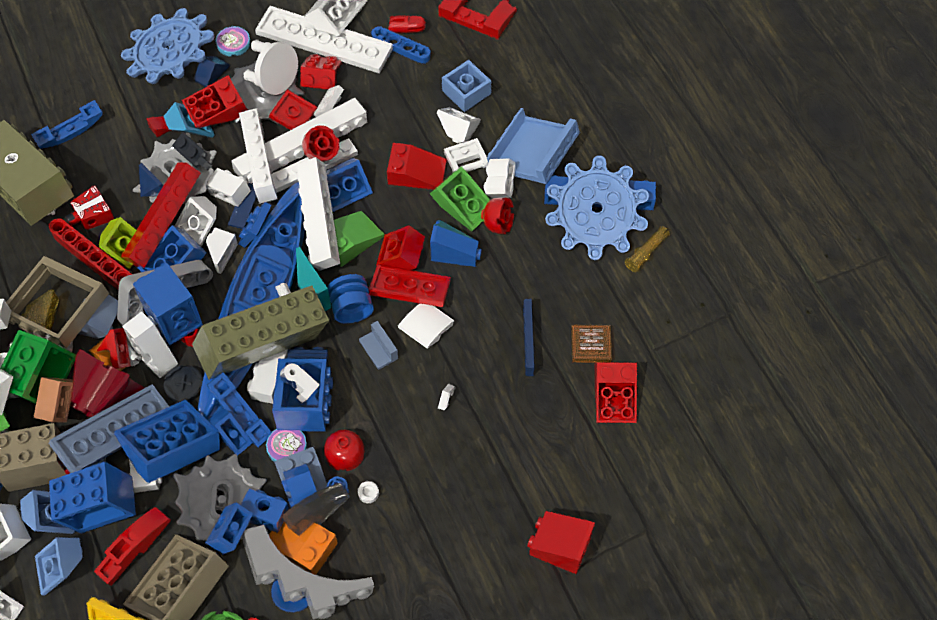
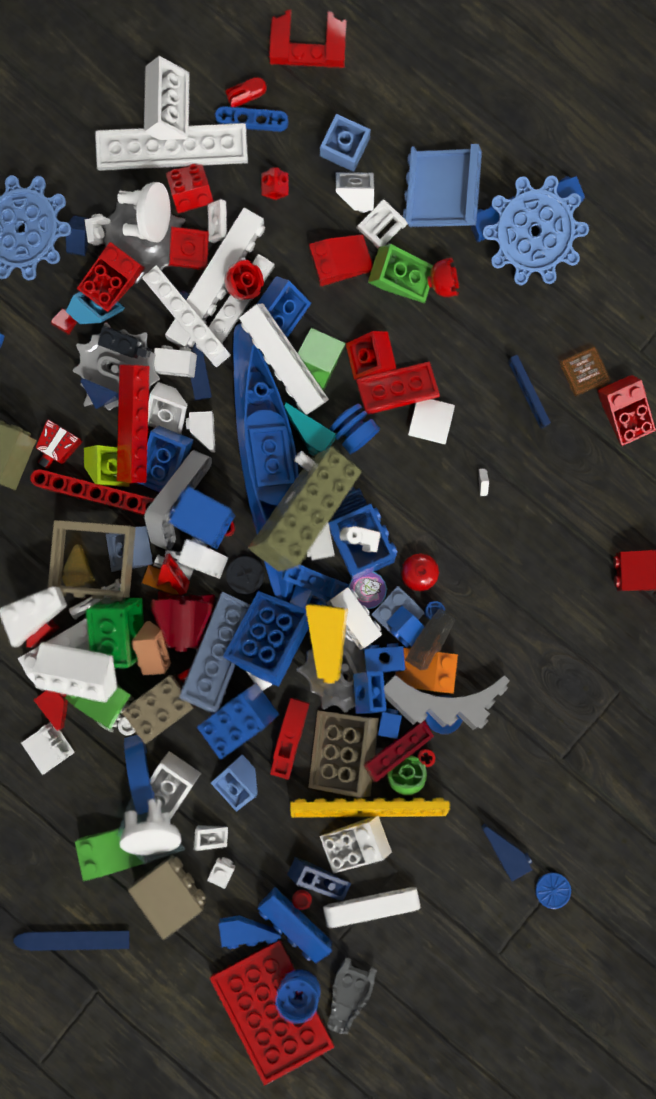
camera: 30 degrees left, 25 degrees up
(37, 513) = (195, 749): medium blue slope -> none
(217, 460) = (327, 635): none -> yellow slope
(226, 67) = (94, 229): none -> white bracket
(227, 602) = (398, 751): none -> dark red plate
(233, 41) = (80, 189): tile -> none
(235, 576) = (389, 723): none -> blue brick
(254, 224) = (224, 392): blue plate -> none
(257, 458) = (359, 624): none -> white brick
(368, 492) = (459, 599): white tile -> none
(379, 346) = (399, 461): sand blue panel -> none
(391, 92) = (274, 183): none -> red brick
(453, 246) = (417, 328): blue slope -> none
(500, 178) = (428, 237): white brick -> none
(643, 253) = (593, 257): clear yellow pin -> none

